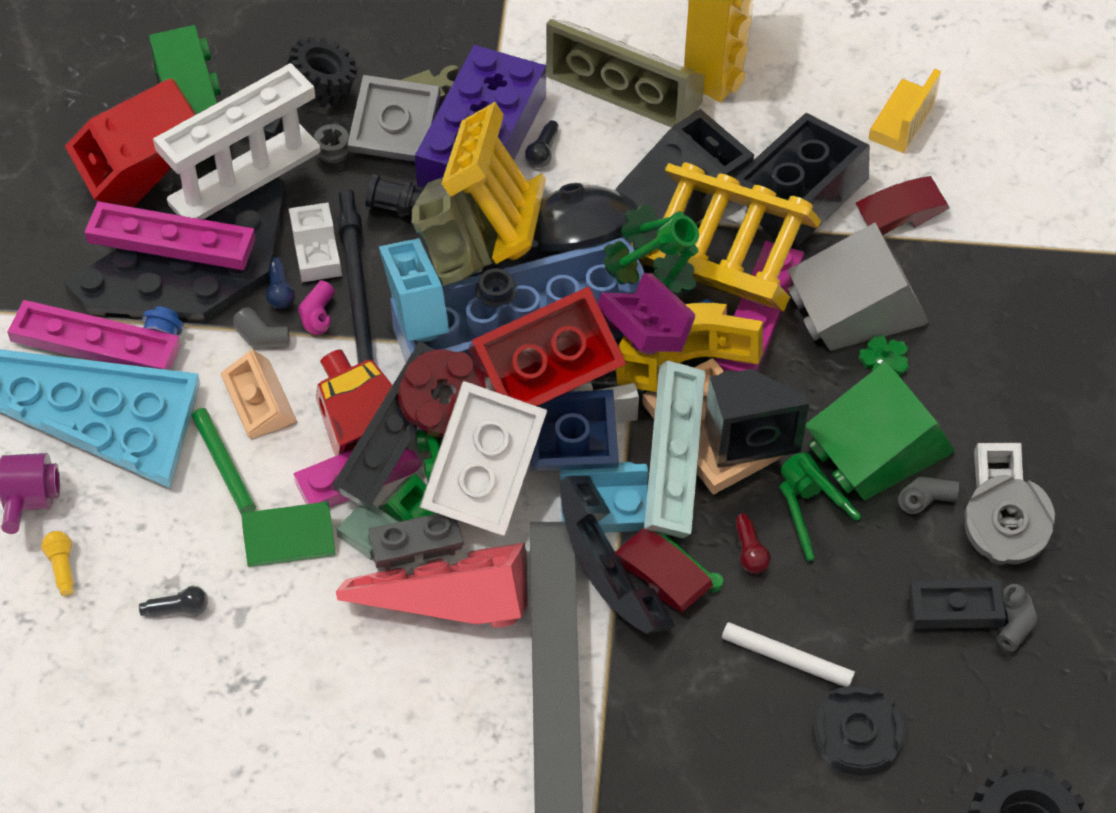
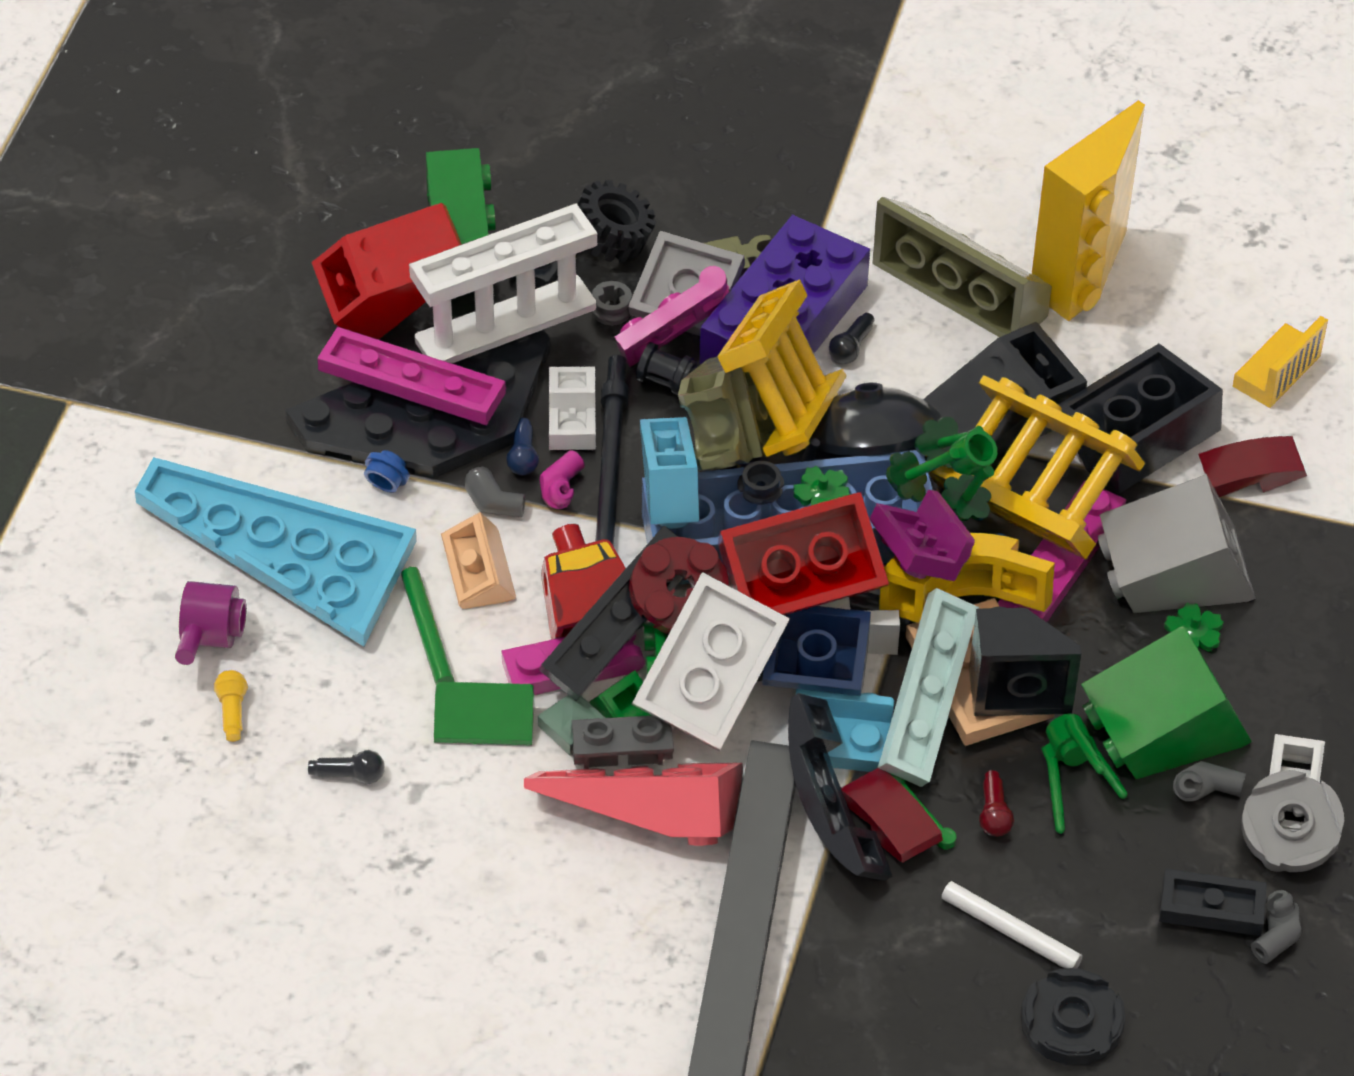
camera: 10 degrees right, 5 degrees down
(92, 337) = (306, 473): dark pink plate -> none
(389, 148) = (674, 315): none -> dark pink plate
(549, 286) = (820, 488): none -> green plant

